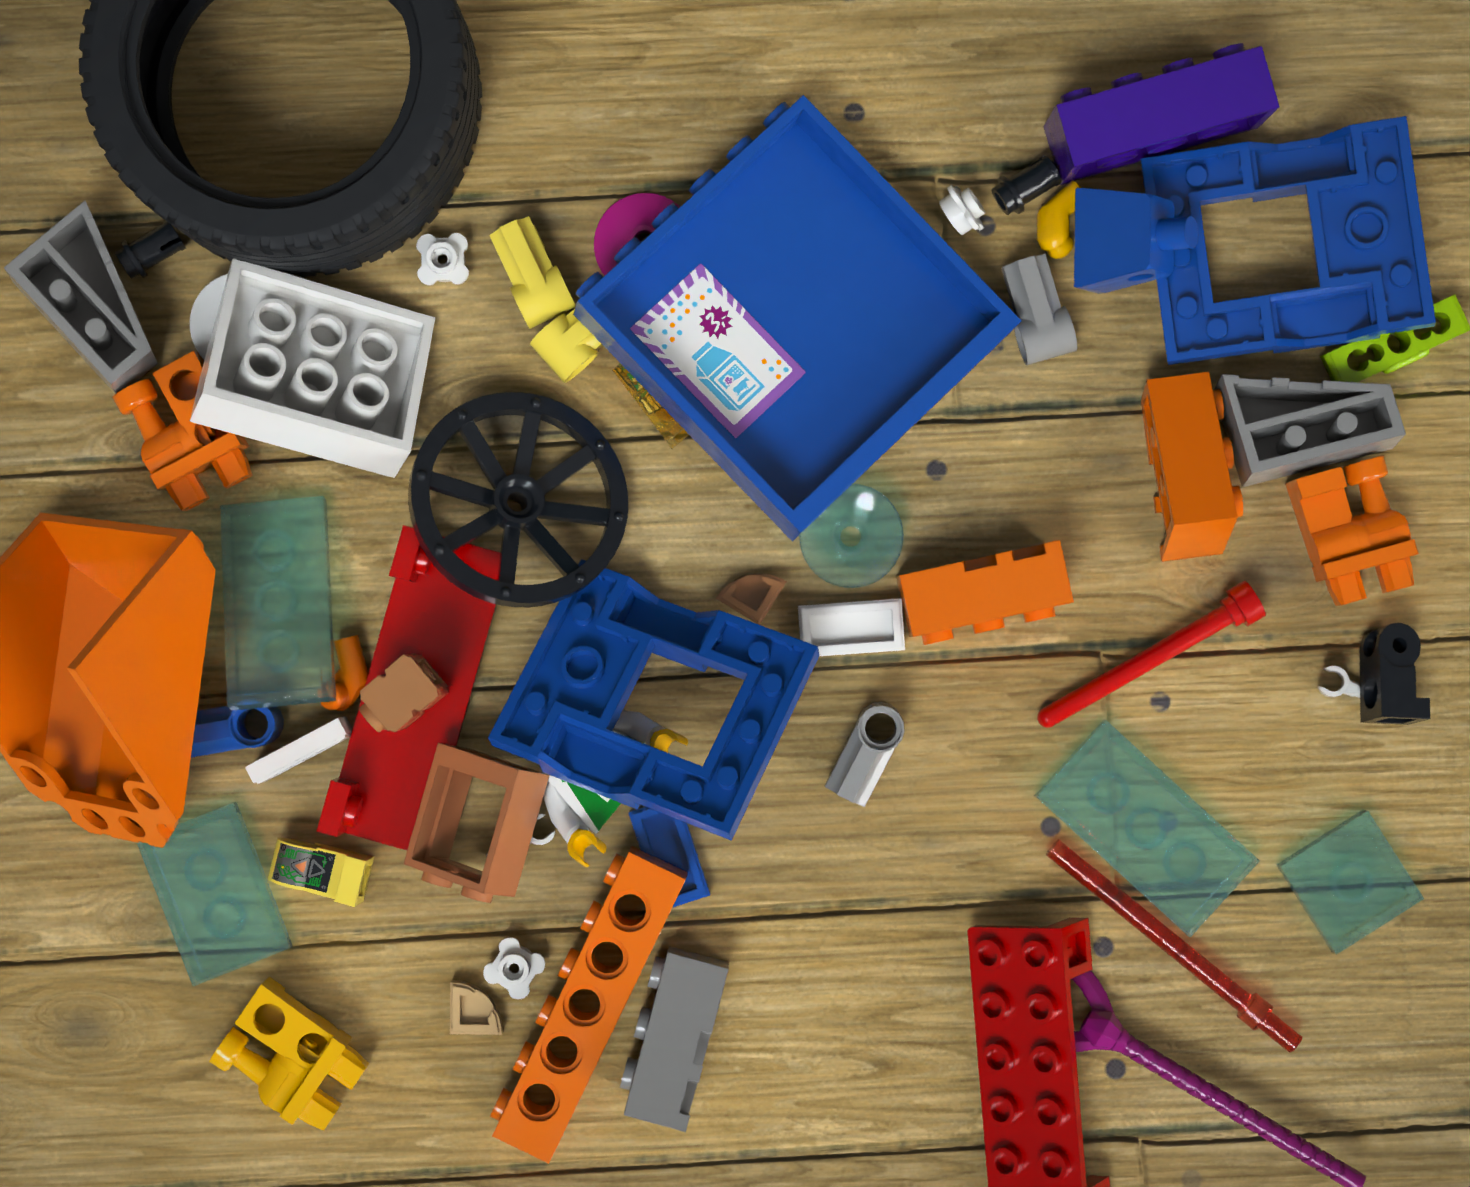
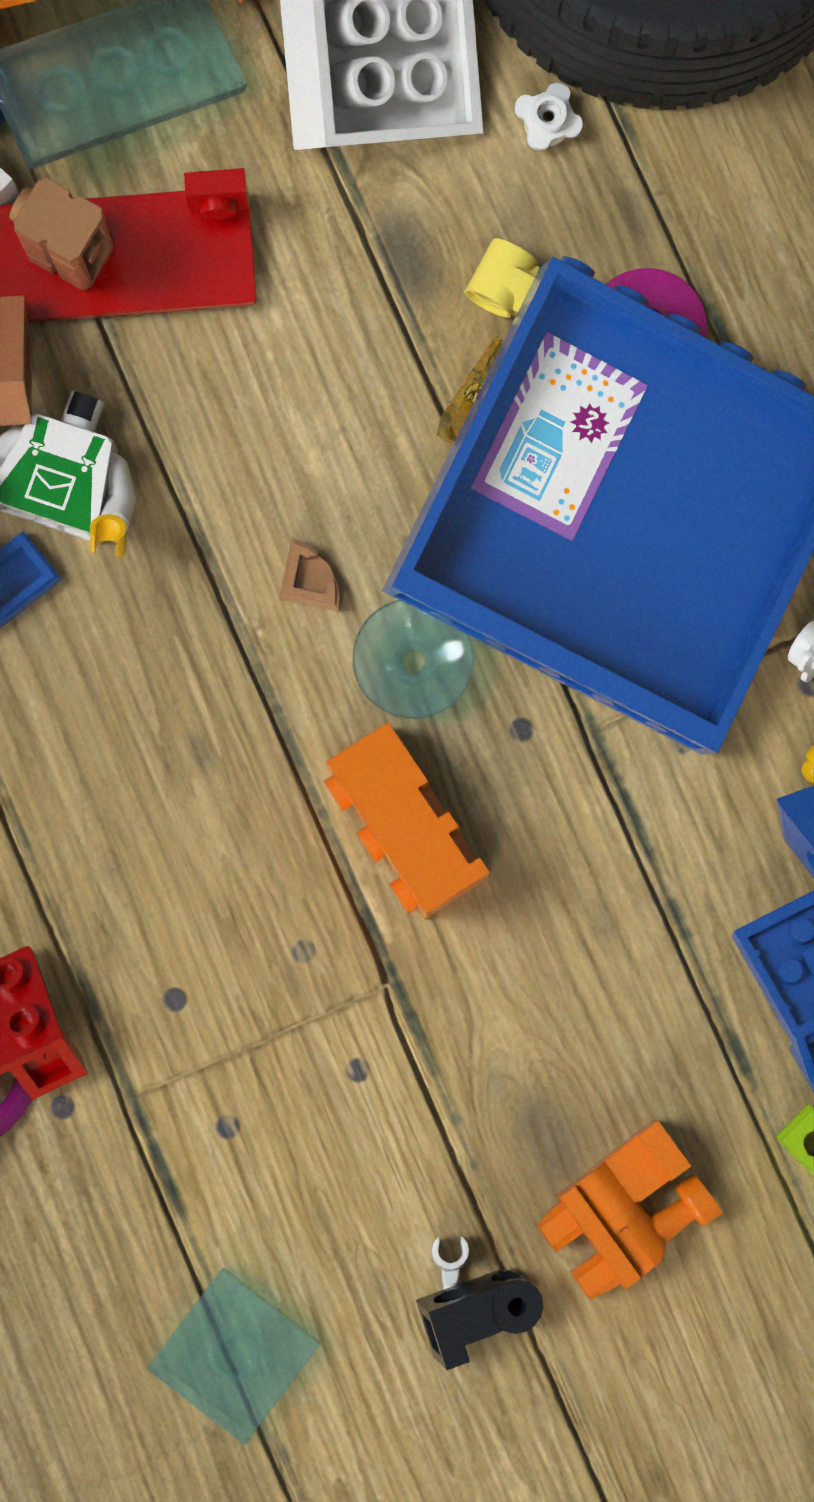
camera: 65 degrees right, 5 degrees down
(350, 676) = (78, 178): orange arm -> none
(525, 491) = (330, 278): black wheel -> none
(535, 281) = (561, 222): light yellow piece -> none
(587, 670) = (160, 422): blue piece -> none
(853, 626) = (312, 697): white tile -> none
(863, 757) = (177, 762): light grey piece -> none
(1045, 325) = (726, 779): light grey piece -> none
(1147, 828) = (210, 1105): clear light blue tile -> none
(1190, 465) = (629, 1000): orange wedge -> none
(1237, 608) = (491, 1113): red piece -> none
(1251, 1009) = (51, 1298): clear red bar -> none
(1304, 426) = (721, 1111): light grey wedge -> none

